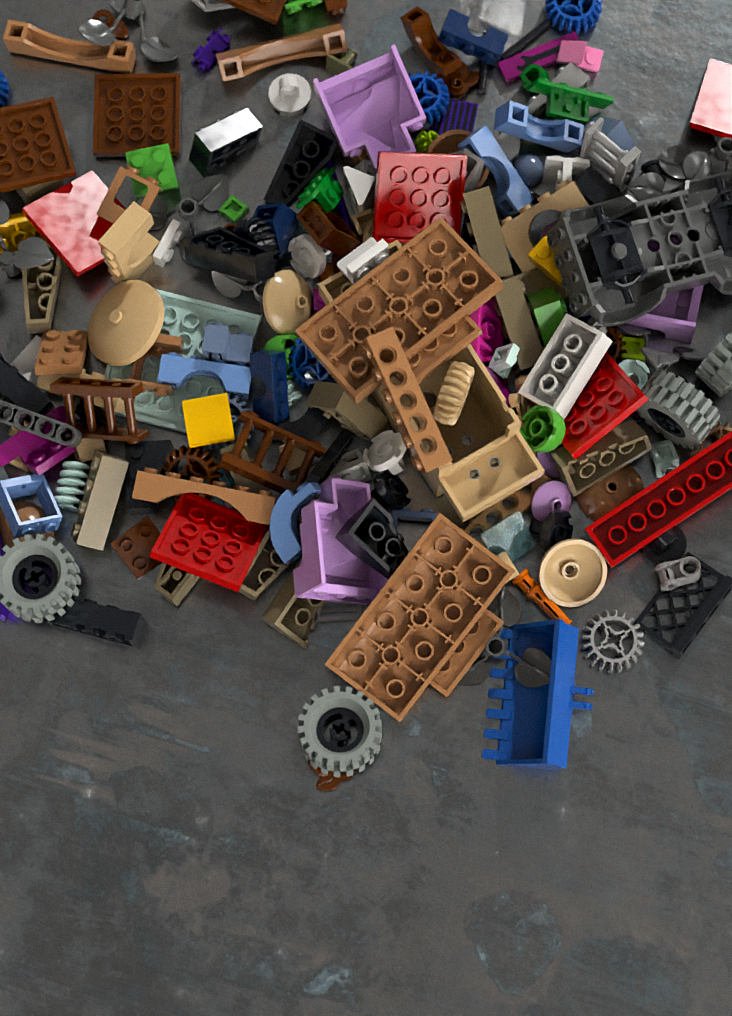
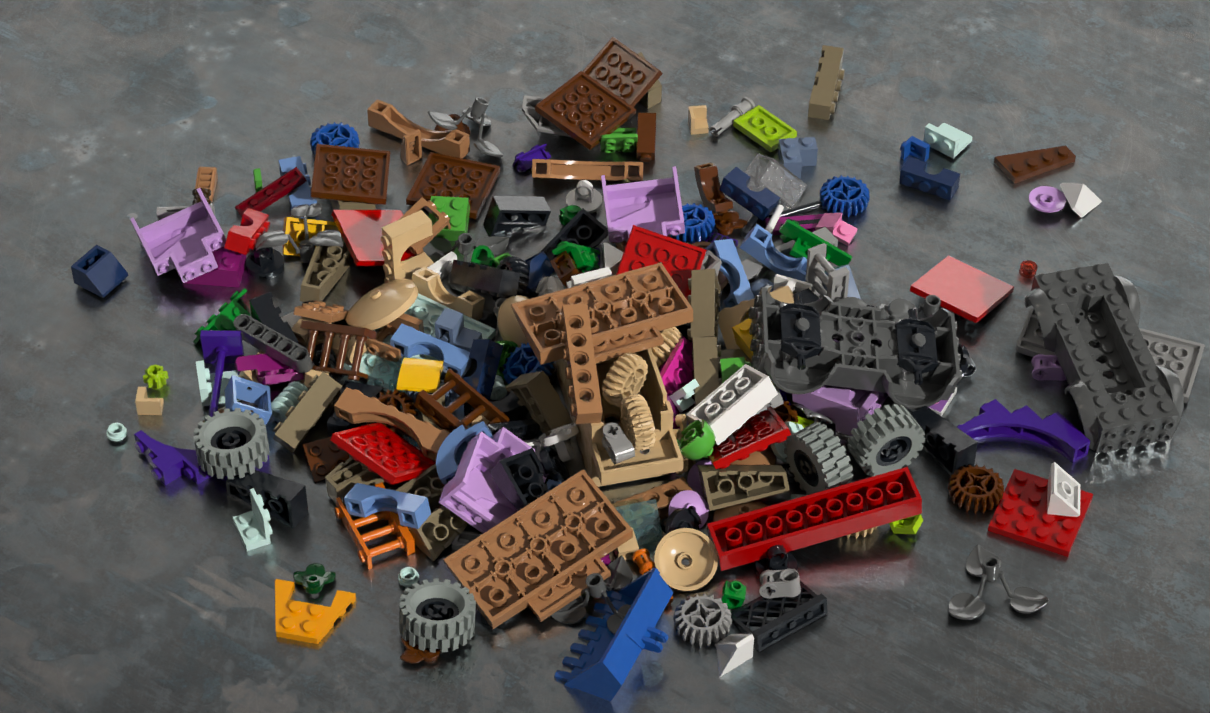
camera: 15 degrees right, 30 degrees down
(72, 78) = (411, 147): none -> medium nougat slope
(98, 669) = (254, 525): none -> light aqua bracket
(167, 276) = (430, 286): none -> tan arch
(167, 418) = (386, 374): none -> clear light blue hinge
(186, 707) = (314, 578): none -> dark green plate
(195, 769) = (306, 620): none -> light orange wing
(209, 214) = (483, 256): none -> green plate
(210, 605) = (367, 499): none -> medium blue arch
(249, 619) = (404, 537): none -> orange fence
(284, 123) = (568, 213): none -> green plate
(286, 672) = (408, 576): none -> light aqua plate
(473, 481) = (617, 443): none -> light grey piece
(487, 448) = (638, 422): none -> tan gear
(508, 72) = (774, 218): none -> white bar
(634, 598) = (733, 594): none -> green plate
(654, 670) = (734, 651): none -> white slope

